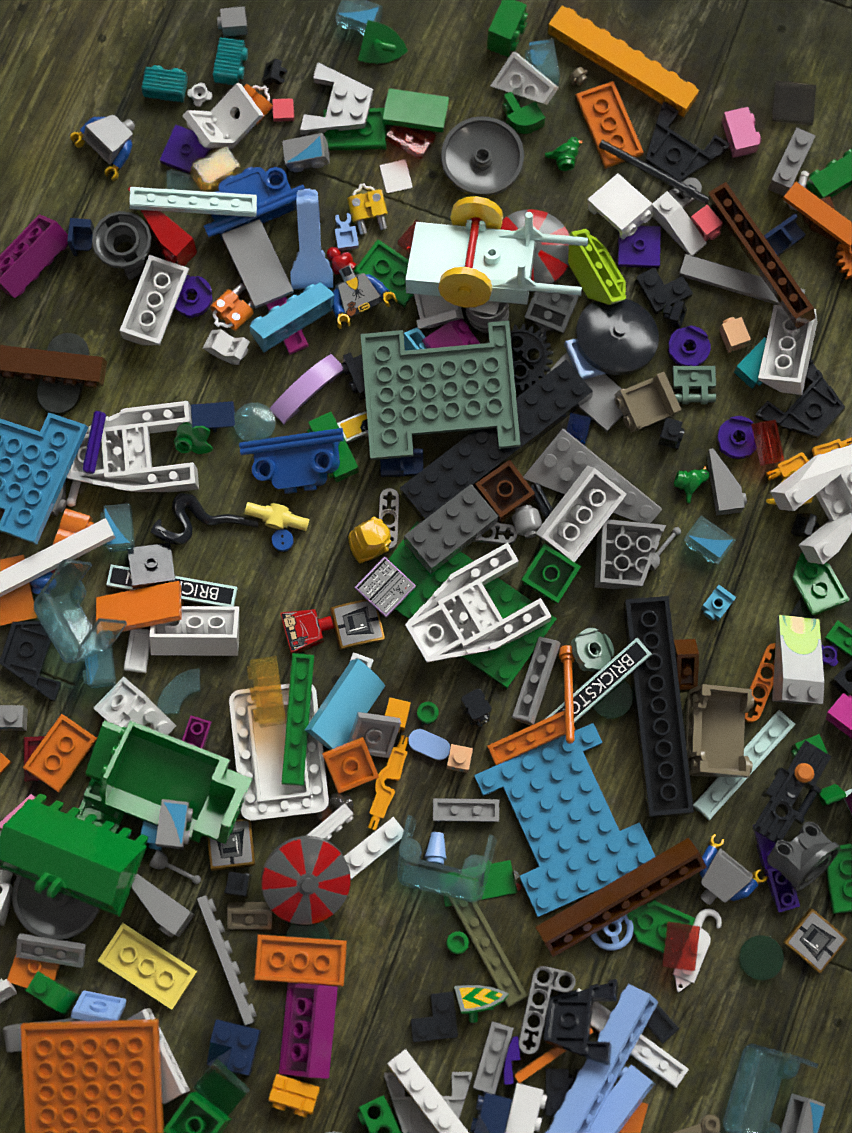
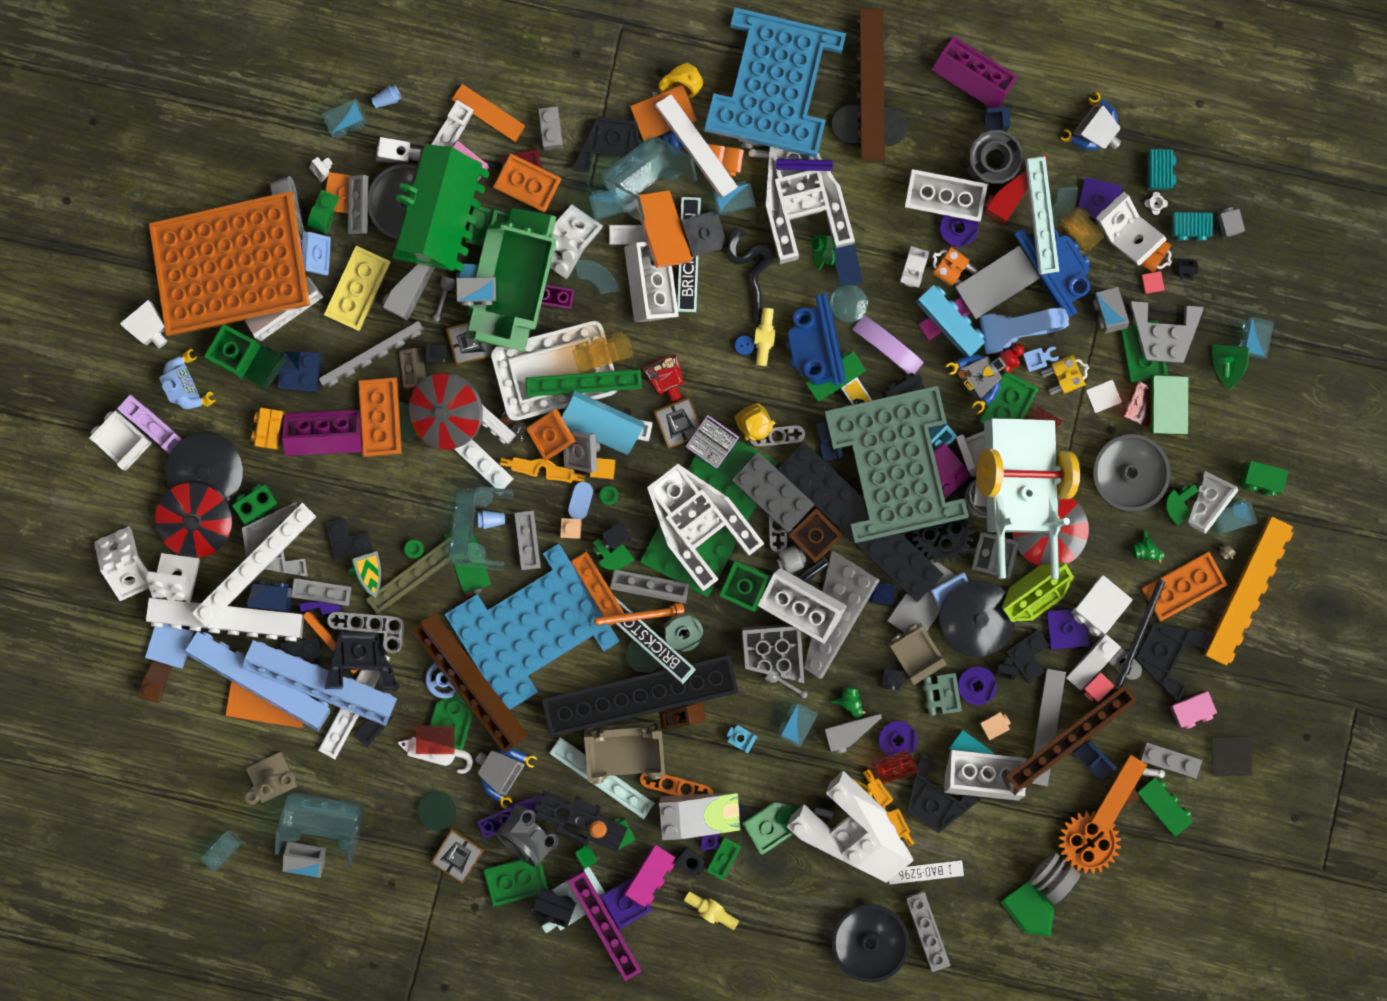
camera: 85 degrees right, 10 degrees up
(502, 717) = (612, 561): none -> green brick

